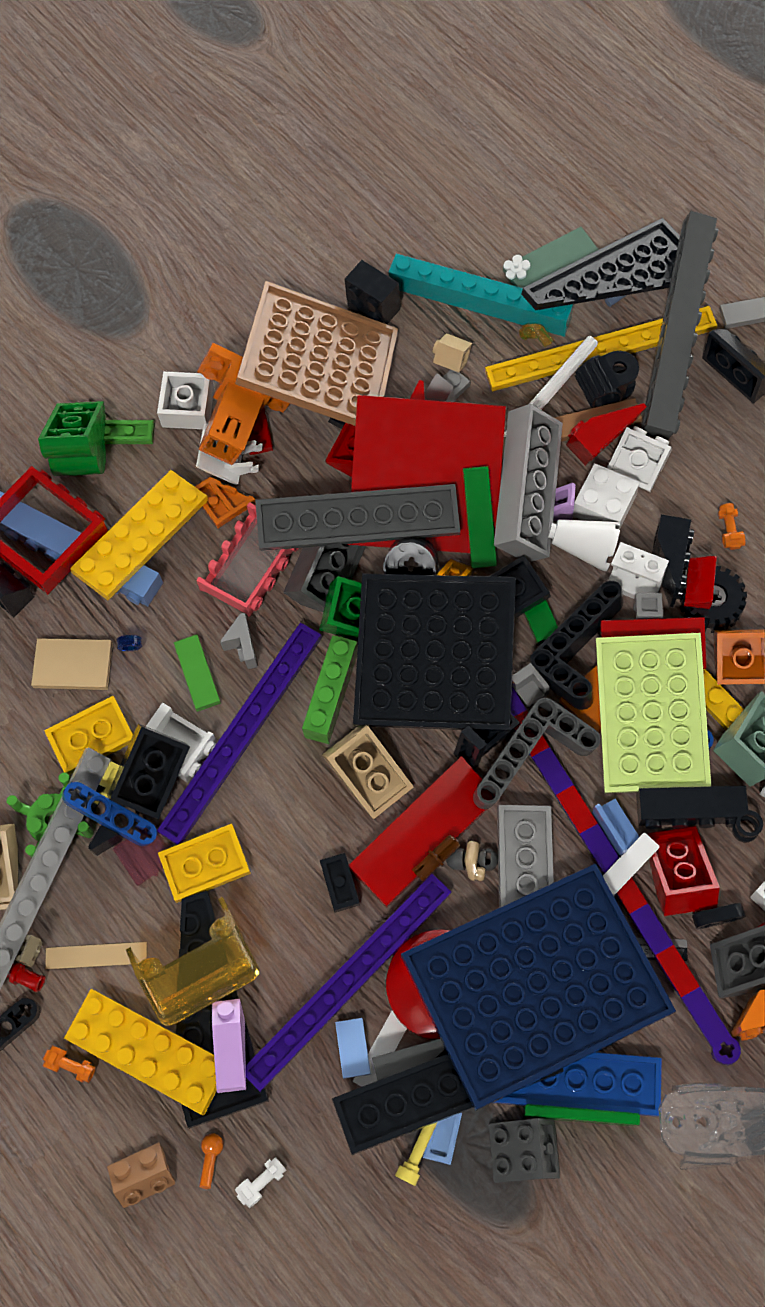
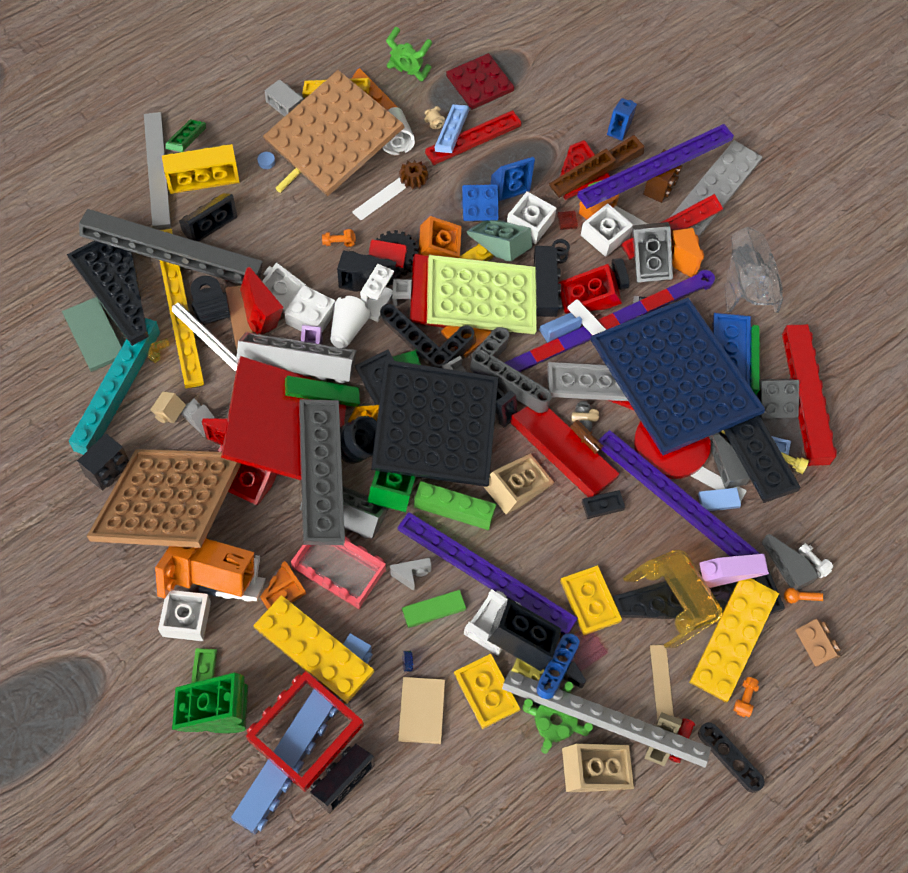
camera: 100 degrees left, 5 degrees down
(249, 1146) = (792, 566): none -> dark grey slope
(517, 267) = (94, 357): white plant -> none
(531, 1199) = (812, 412): none -> red brick

